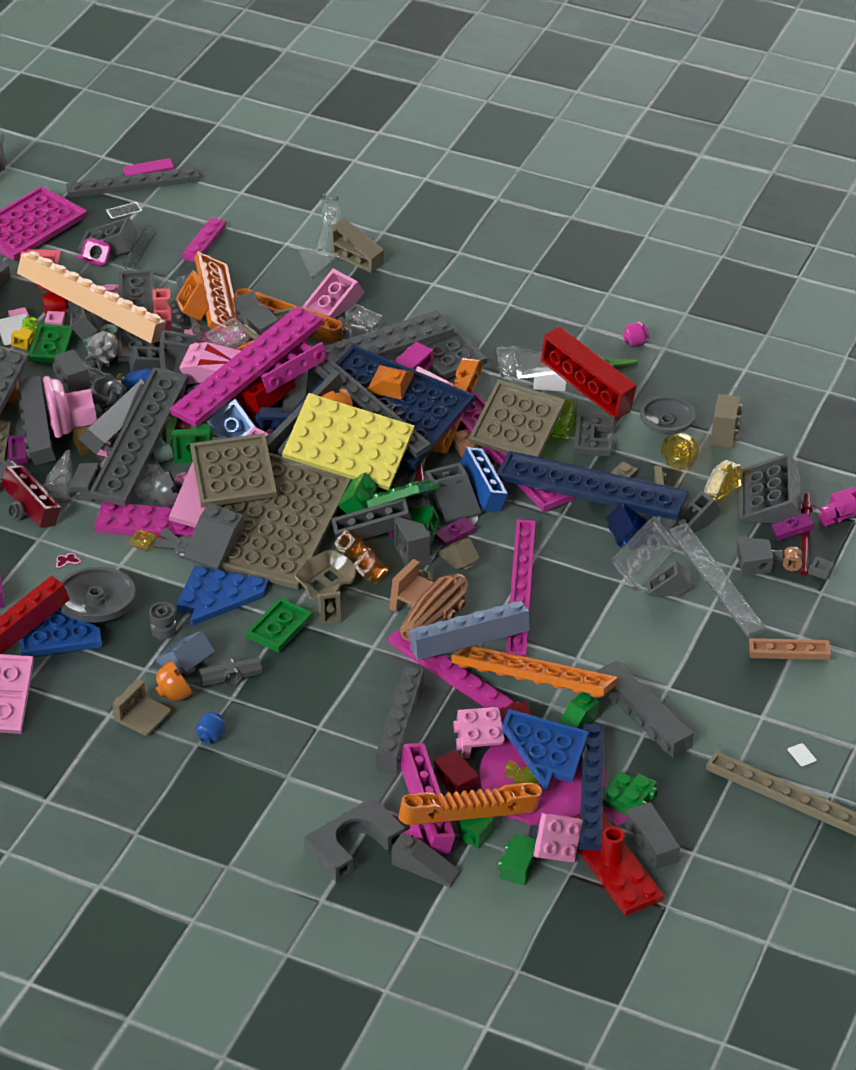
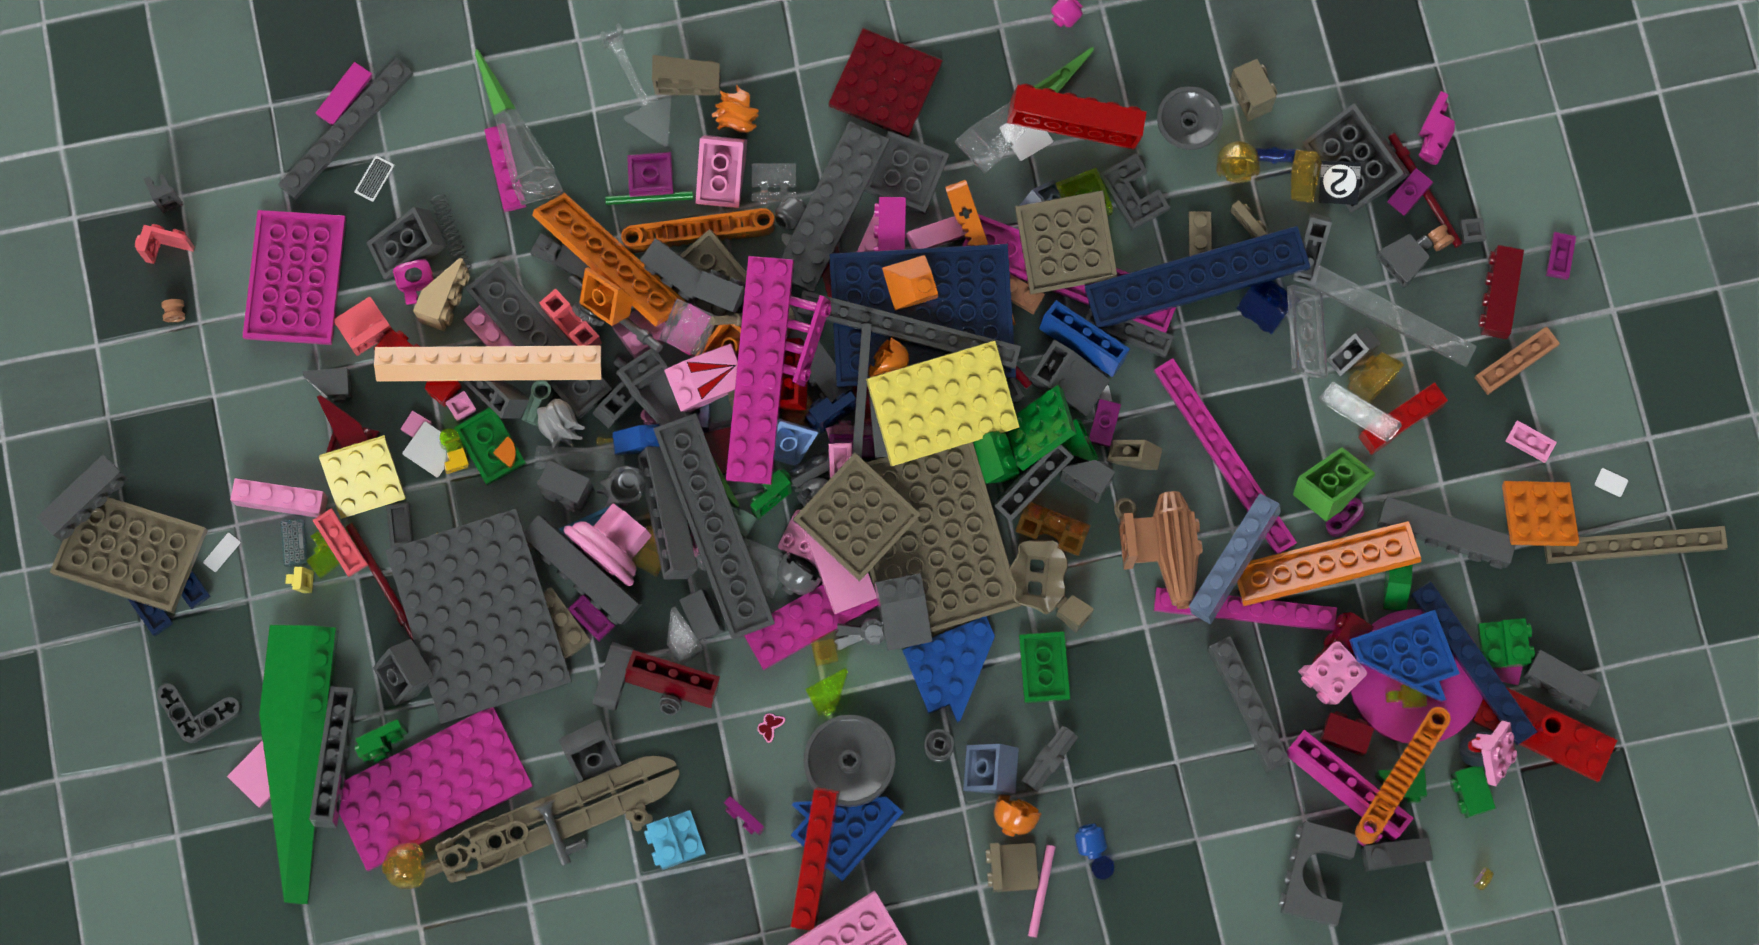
camera: 35 degrees left, 35 degrees up
(56, 346) = (506, 452): none -> orange tile
(102, 262) = (441, 296): none -> tan slope
(124, 557) = (827, 693): none -> clear neon green slope
(148, 739) = (1041, 891): none -> bright pink bar
(203, 750) = (1102, 868): none -> clear blue tile
(220, 236) = (527, 164): none -> clear plate
(275, 291) = (626, 199): none -> green bar
(288, 280) = (650, 174): none -> magenta tile
(371, 275) = (736, 111): none -> orange hair
(476, 913) = (1483, 879): none -> clear yellow tile
(482, 313) = (885, 83): none -> dark red plate
(525, 501) = (1138, 335): none -> dark grey plate
(581, 636) = (1332, 483): none -> bright green slope
(581, 661) = (1345, 518): none -> magenta plate
(640, 606) = (1360, 411): none -> clear tile
(649, 629) = (1409, 413): none -> red arch
(671, 602) = (1375, 376): none -> clear yellow slope
(706, 462) = (1276, 155): none -> clear blue pin
(725, 732) = (1540, 513): none -> orange plate
(744, 497) = (1339, 182): none -> sticker
(758, 696) = (1531, 441): none -> bright pink plate
(812, 607) = (1501, 292): none -> dark red brick

